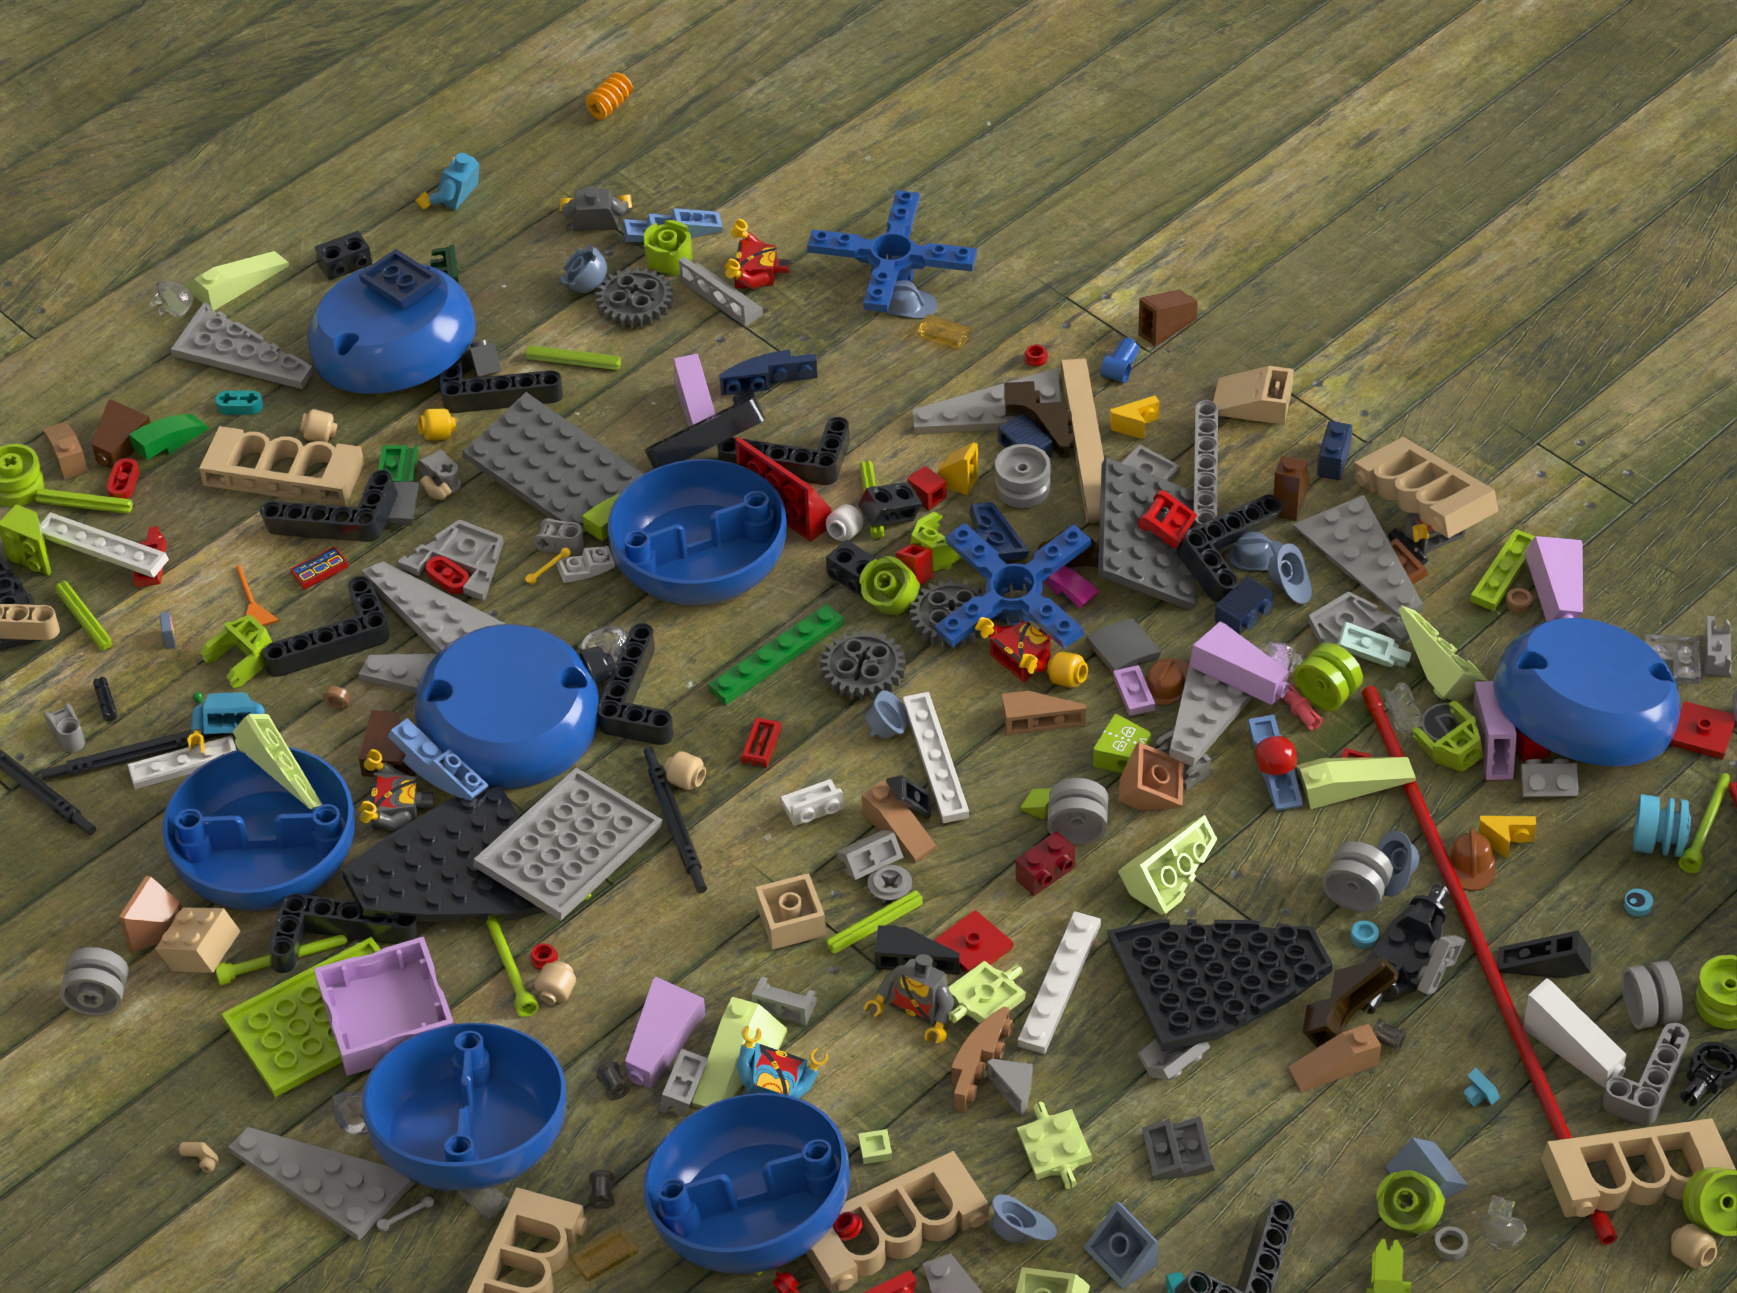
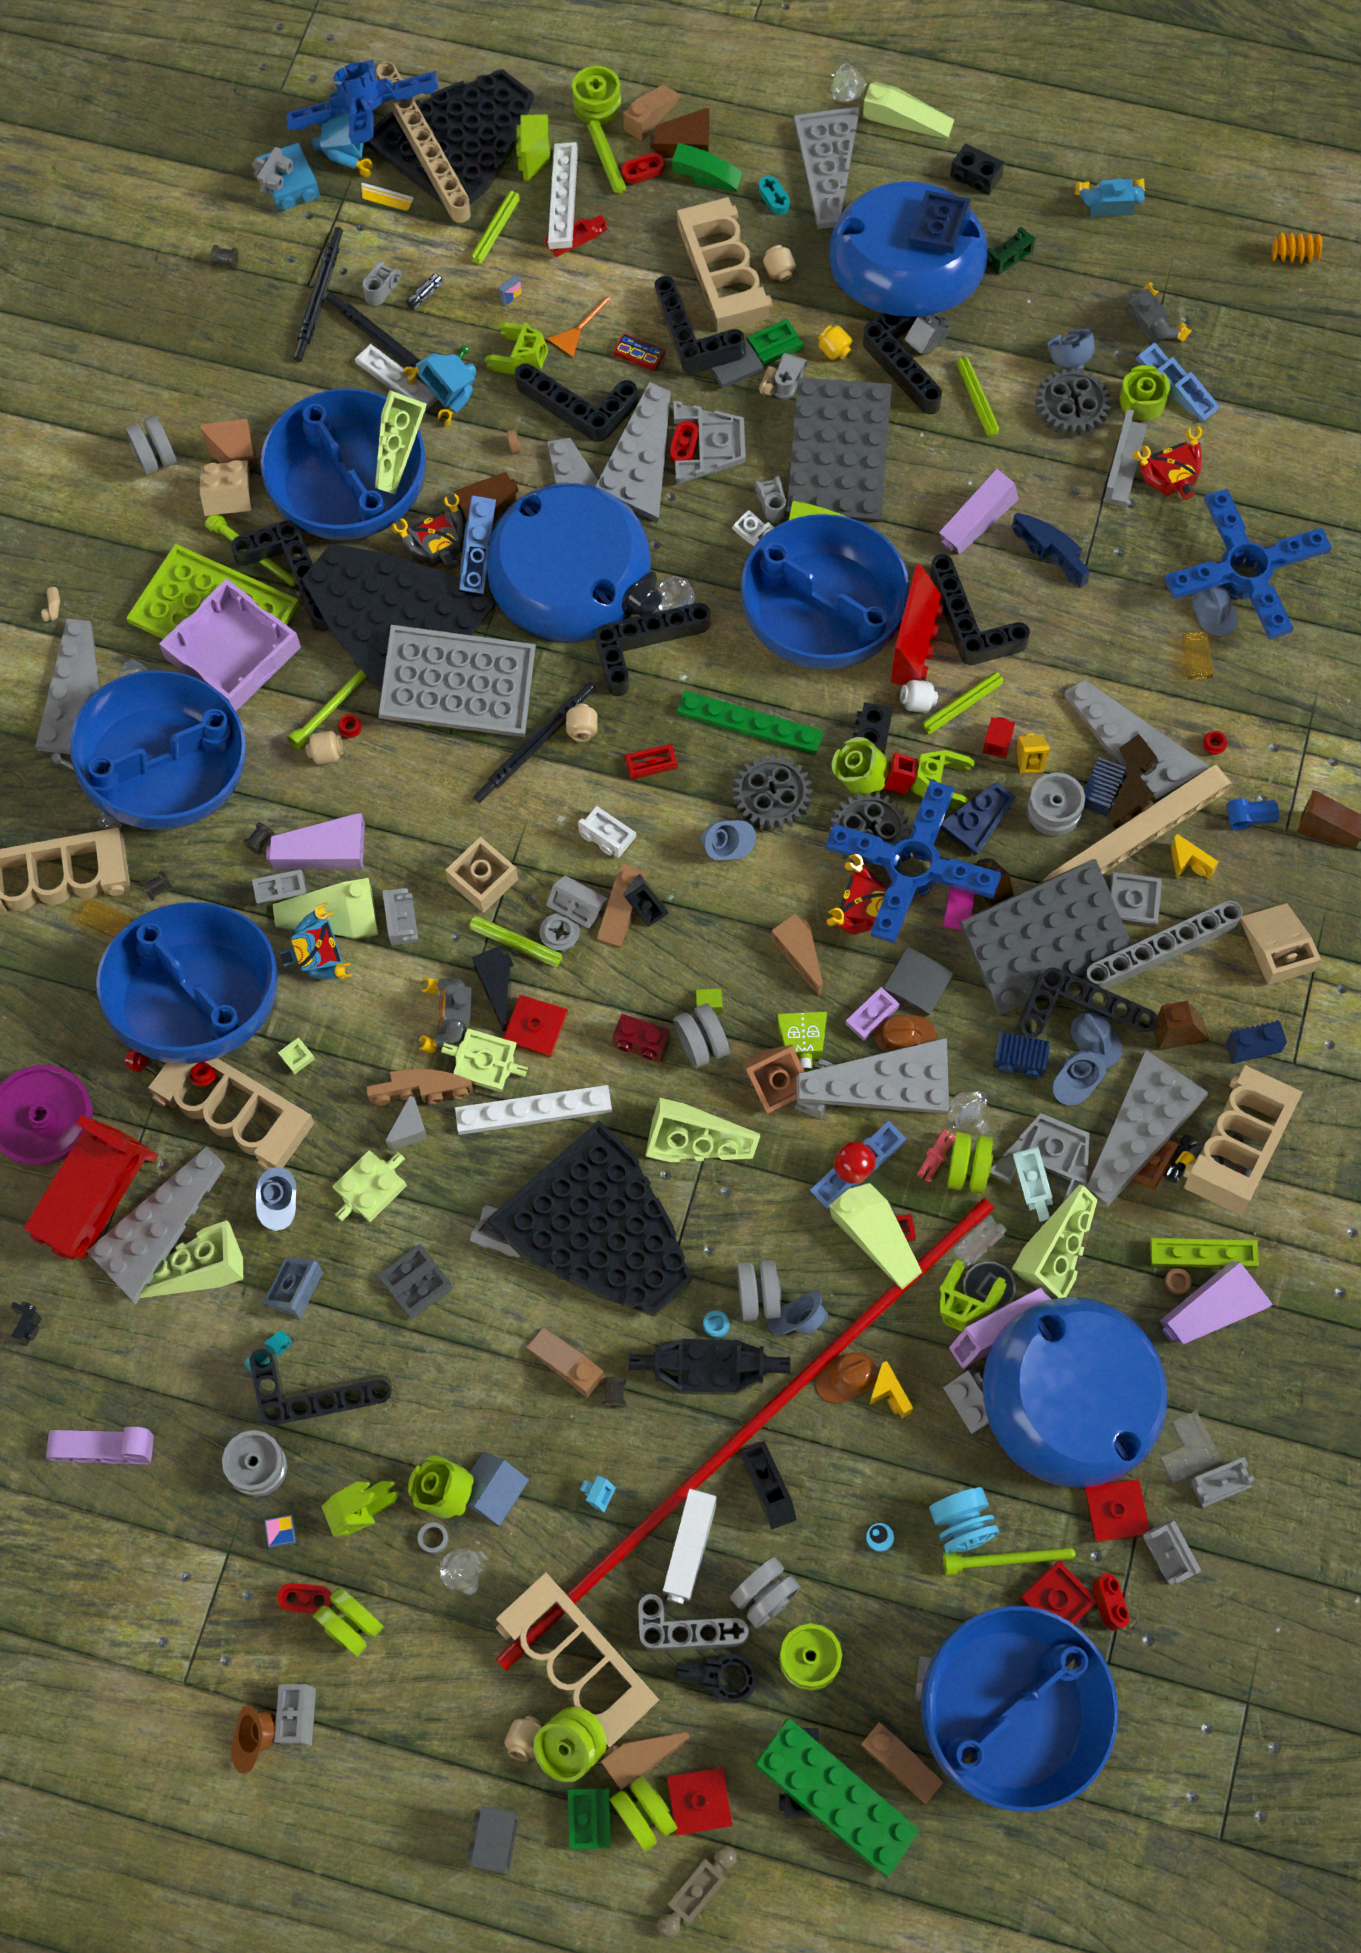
camera: 60 degrees right, 20 degrees up
(532, 578) = (720, 503): yellow hinge -> none
(709, 431) = (951, 545): black beam -> none
(890, 504) = (953, 724): black brick -> none
(936, 757) = (708, 898): white plate -> none
(1067, 669) = (861, 950): yellow head -> none
(1174, 523) = (1065, 952): red plate -> none
(1239, 664) = (938, 1078): lavender slope -> none
(1351, 991) = (626, 1341): dark brown arch -> none
(1443, 954) = (708, 1397): light grey plate -> none

